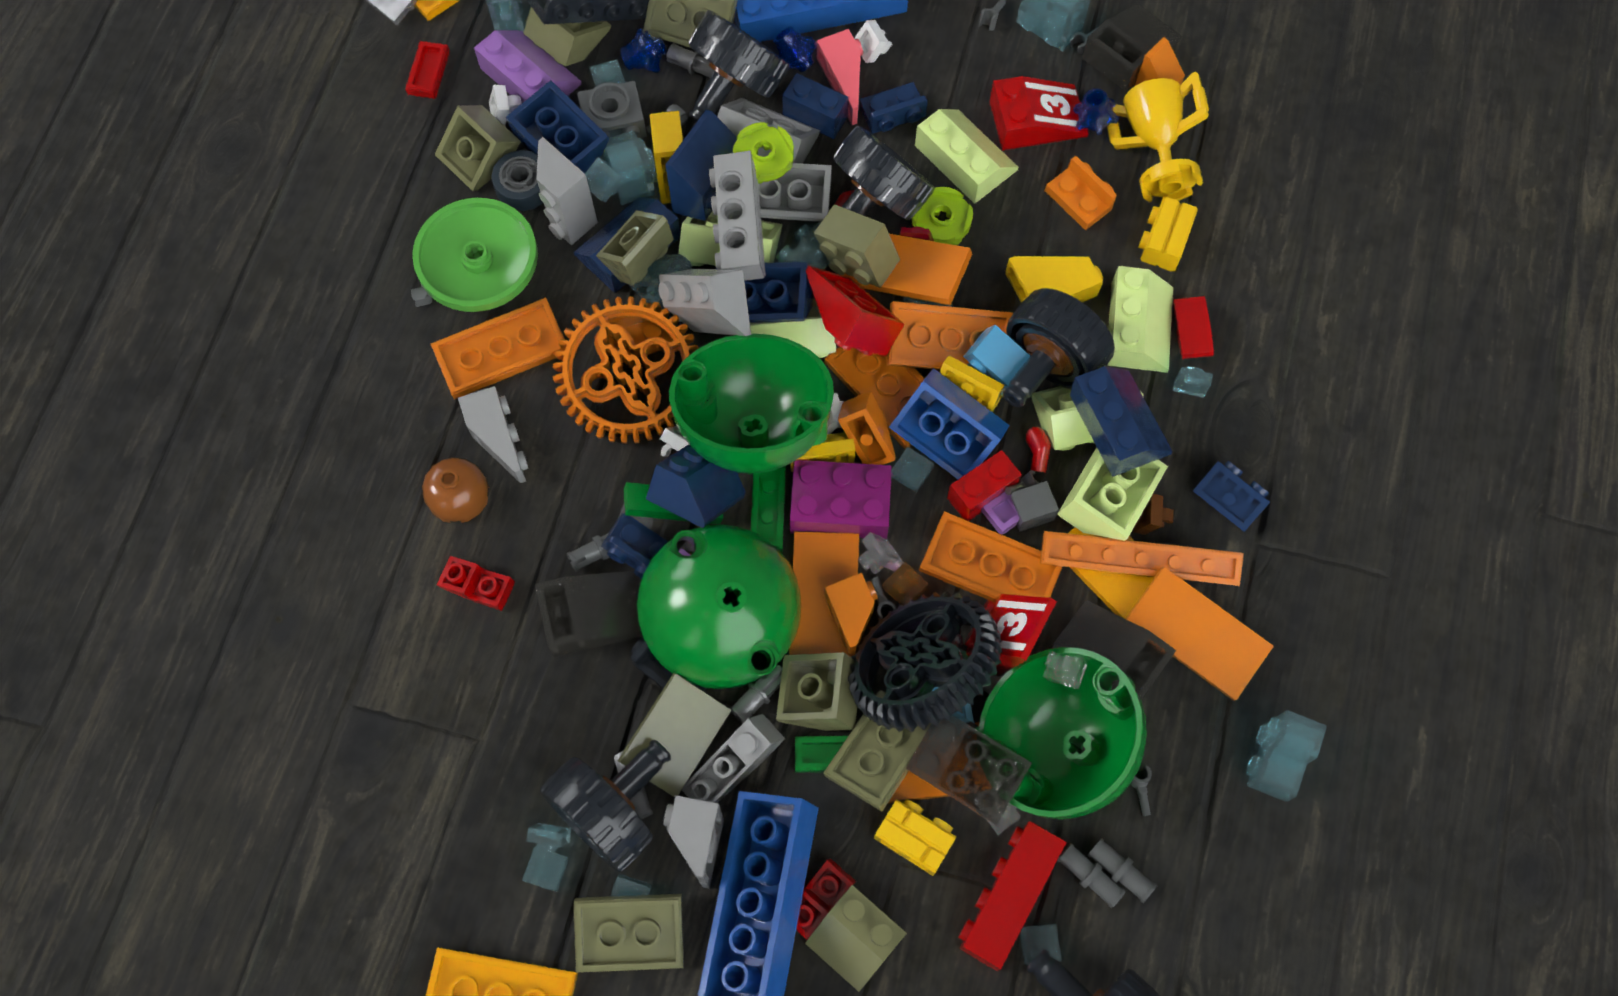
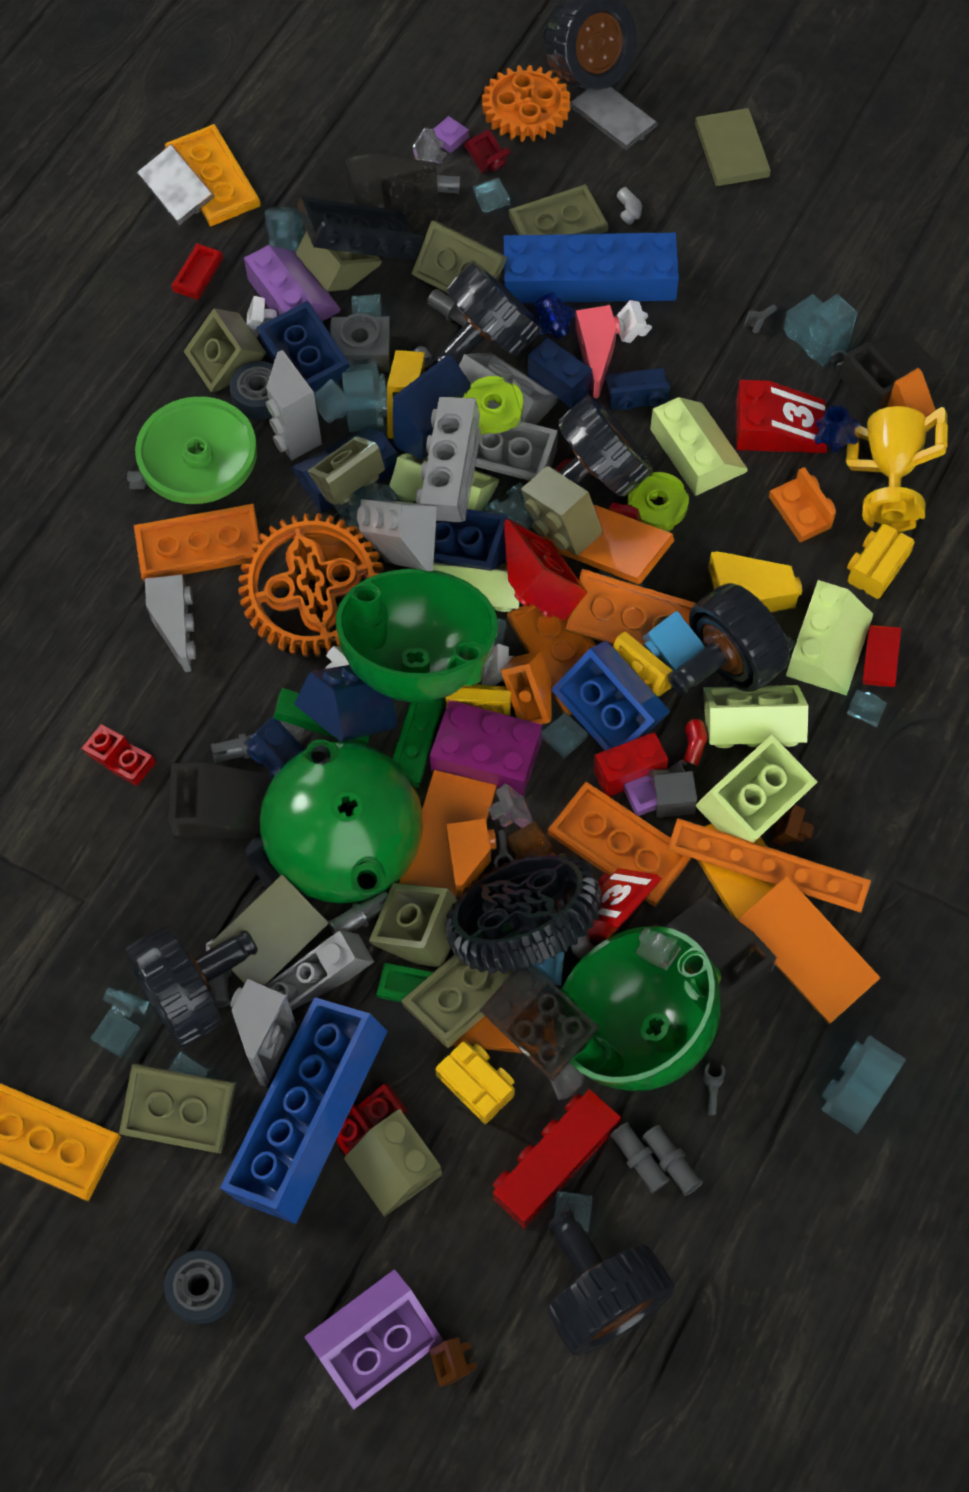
camera: 15 degrees right, 5 degrees down
(455, 490) = (121, 664): dark orange cylinder -> none
(643, 52) = (406, 291): clear blue rock -> none
(1118, 419) = (775, 723): dark blue slope -> none
(1232, 495) = (878, 825): dark blue bracket -> none

